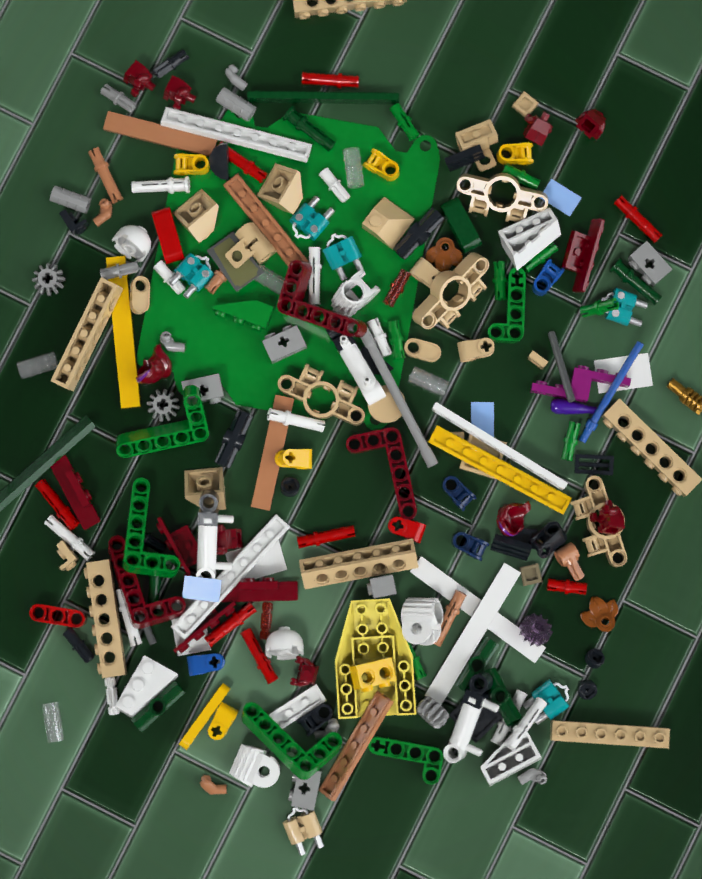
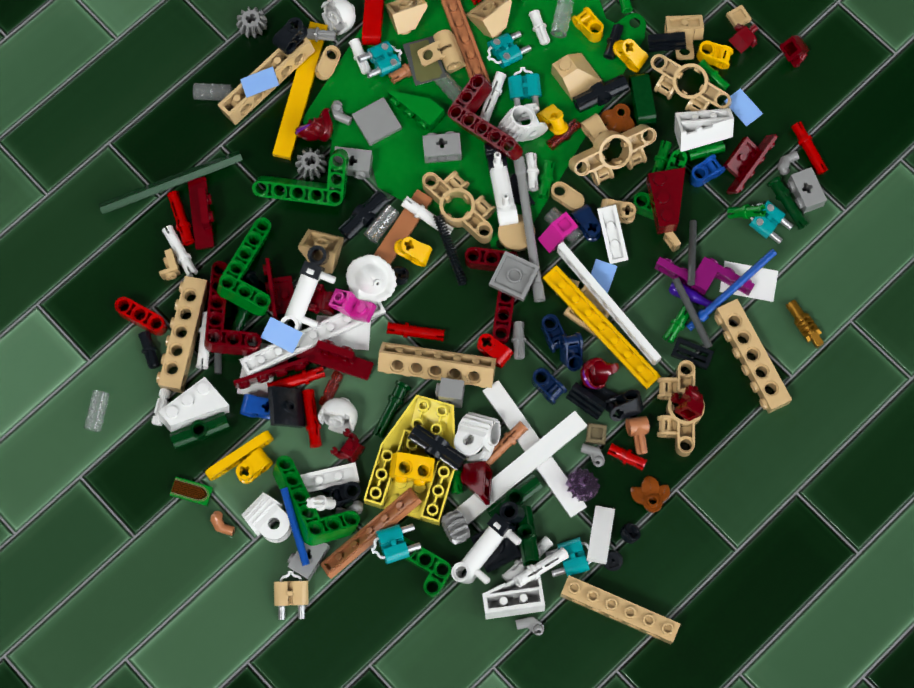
camera: 20 degrees right, 10 degrees down
(83, 344) = (259, 82): none -> light blue sticker
(96, 290) = (289, 37): none -> black piece
(172, 765) = (191, 491): none -> tile
(210, 338) = (376, 121): none -> light grey tile
(232, 655) = (286, 407): none -> black plate
(253, 441) = (381, 224): none -> clear axle
(258, 535) = (349, 305): none -> dark pink slope
(265, 502) = (371, 278): none -> white piece
(284, 767) = (295, 526): none -> blue bar
(301, 737) = (321, 502): none -> white axle
(331, 610) = (395, 400): none -> dark green pin
(332, 443) = (449, 250): none -> black piece
(382, 278) = (554, 119): none -> yellow piece
(382, 751) = (393, 543): none -> teal piece
(389, 646) = (437, 447): none -> black piece
(401, 452) = (514, 276): none -> light grey tile
(412, 174) = (614, 36): none -> black axle
(426, 510) = (518, 340): none -> light grey axle
(427, 392) = (557, 232): none -> dark pink slope
(433, 183) = (630, 54): none -> yellow piece
(437, 660) = (478, 479): none -> dark red slope
(448, 368) = (587, 221): none -> dark blue piece
(480, 375) = (612, 234): none -> white plate
(481, 506) = (571, 347): none -> dark blue piece
(520, 324) = (665, 197): none -> dark red wedge
(537, 594) = (595, 454): none -> light grey arm
(568, 670) = (600, 534): none -> white tile
(581, 426) = (692, 313): none -> dark grey bar
(619, 241) = (784, 162): none -> light grey arm

